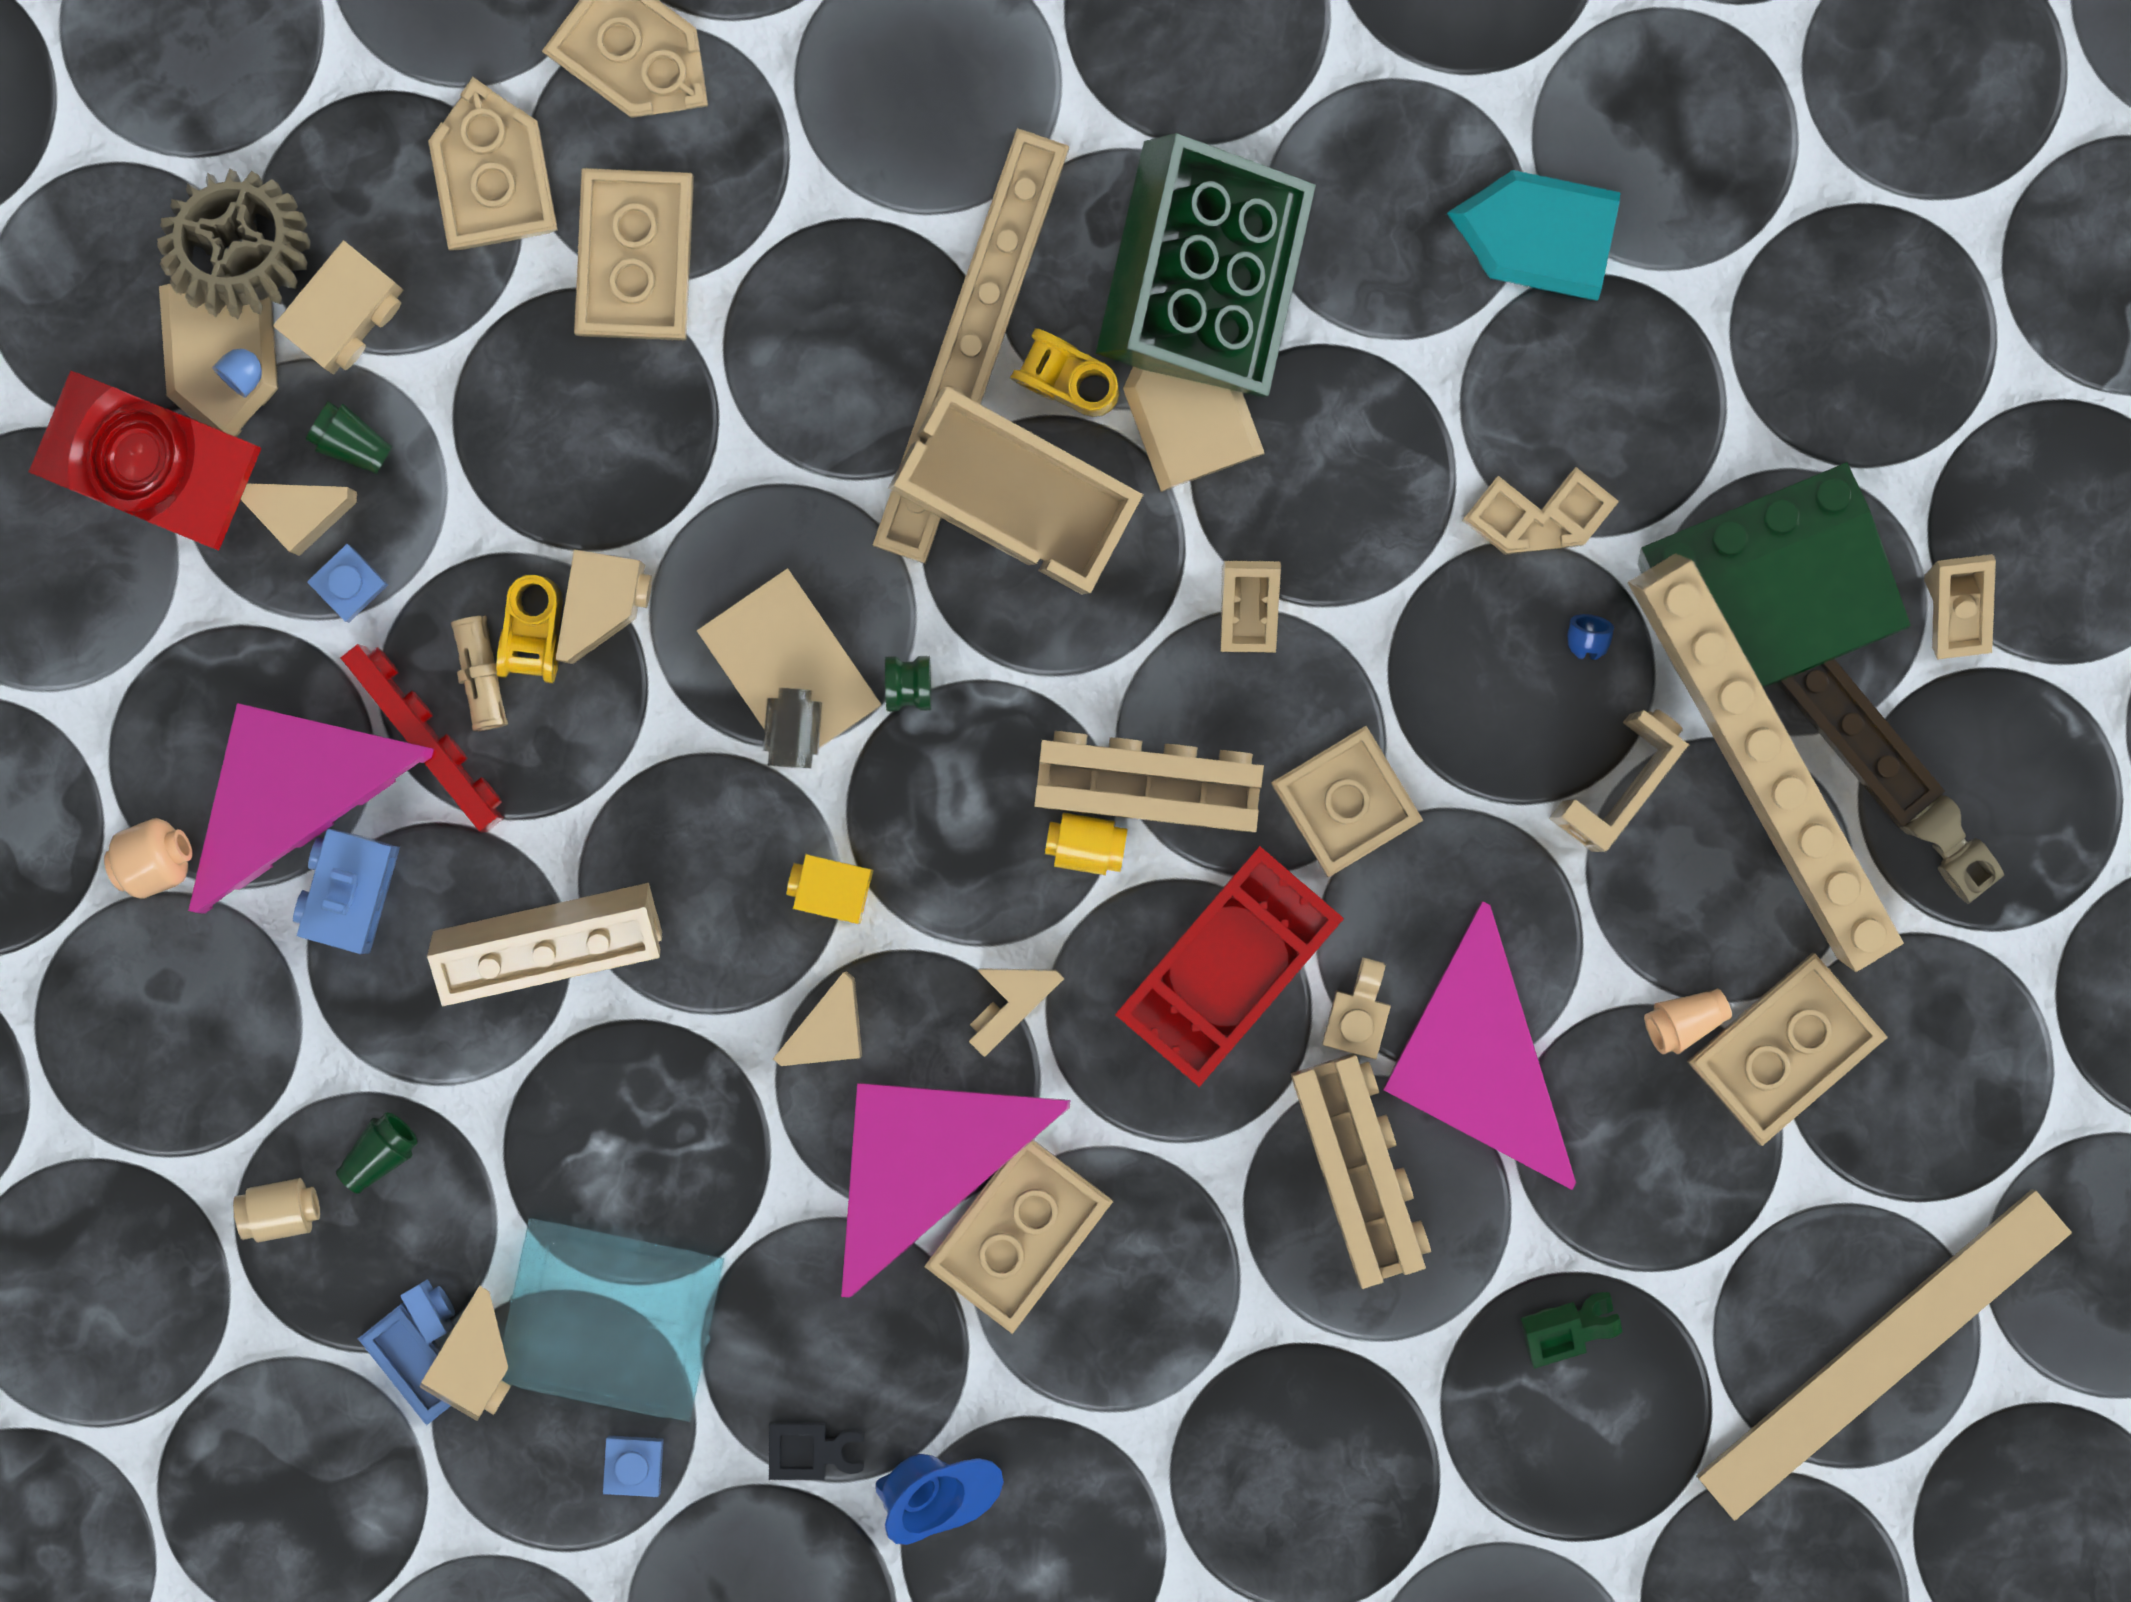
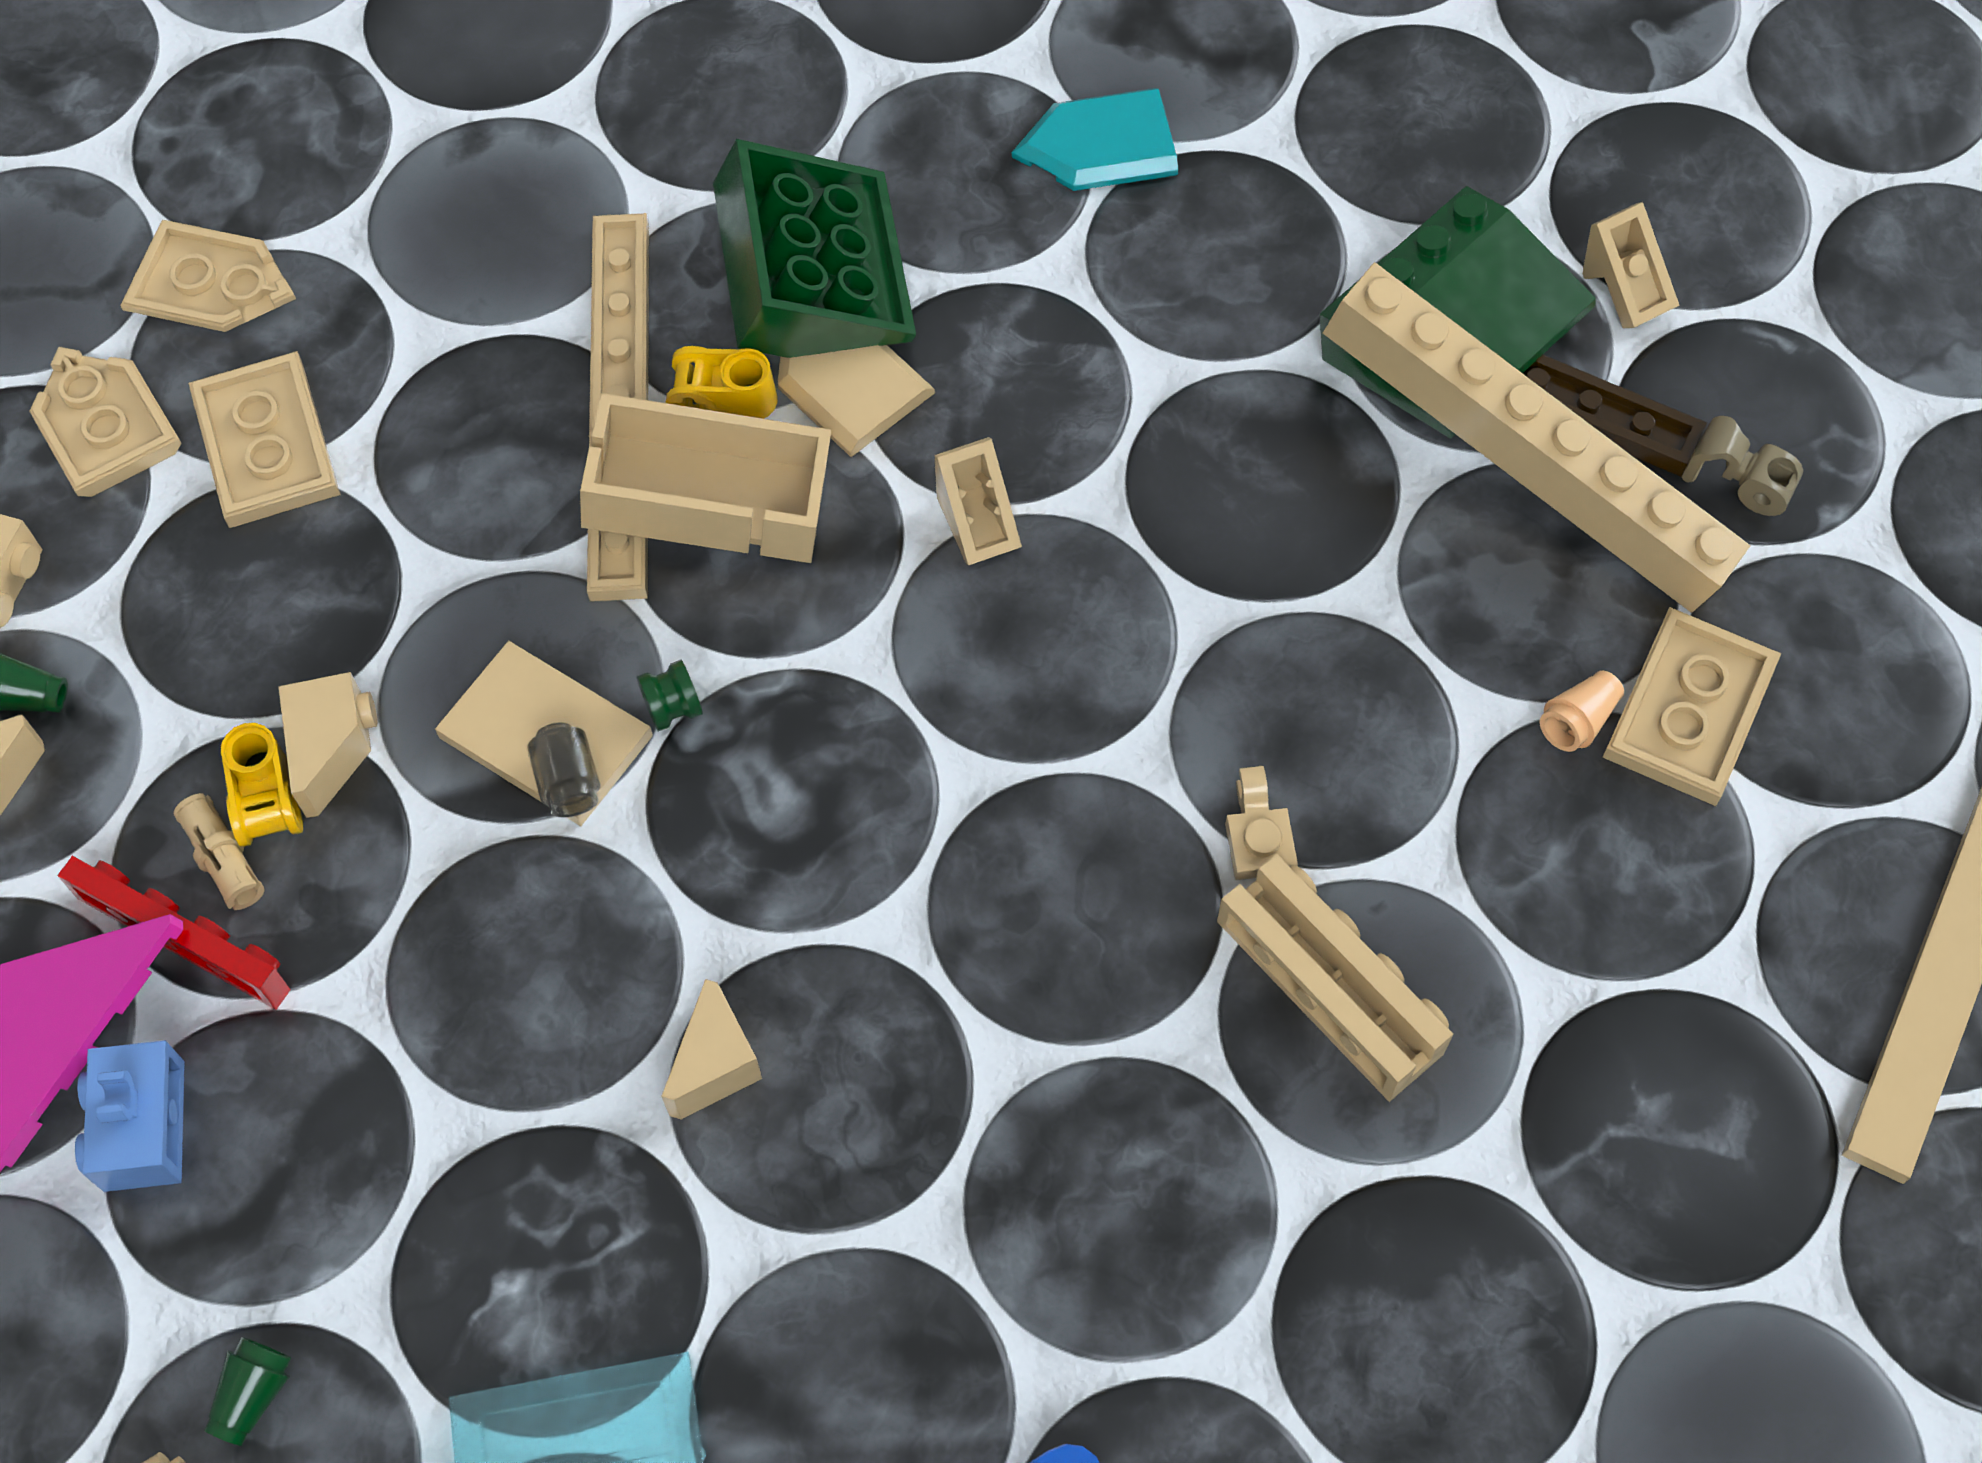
camera: 25 degrees left, 25 degrees down
(347, 583) = (54, 822): medium blue plate -> none
(545, 944) = (366, 1081): tan brick -> none
(830, 888) = (662, 914): yellow brick -> none
(922, 1157) = (866, 1149): dark pink tile -> none
(1018, 1234) = (1004, 1193): tan tile -> none
(1022, 990) = (902, 938): tan slope -> none
(1086, 844) = (911, 773): yellow brick -> none
(1147, 784) = (950, 697): tan brick -> none
(1229, 966) = (1106, 832): red slope -> none
(1346, 801) = (1152, 648): tan tile -> none
(1477, 1061) = (1401, 835): dark pink tile -> none
(1520, 526) = (1201, 363): tan tile -> none
(1563, 1330) = (1625, 1050): dark green plate -> none
(1589, 635) = (1310, 424): blue hinge -> none
(1600, 834) = (1395, 549): tan panel -> none

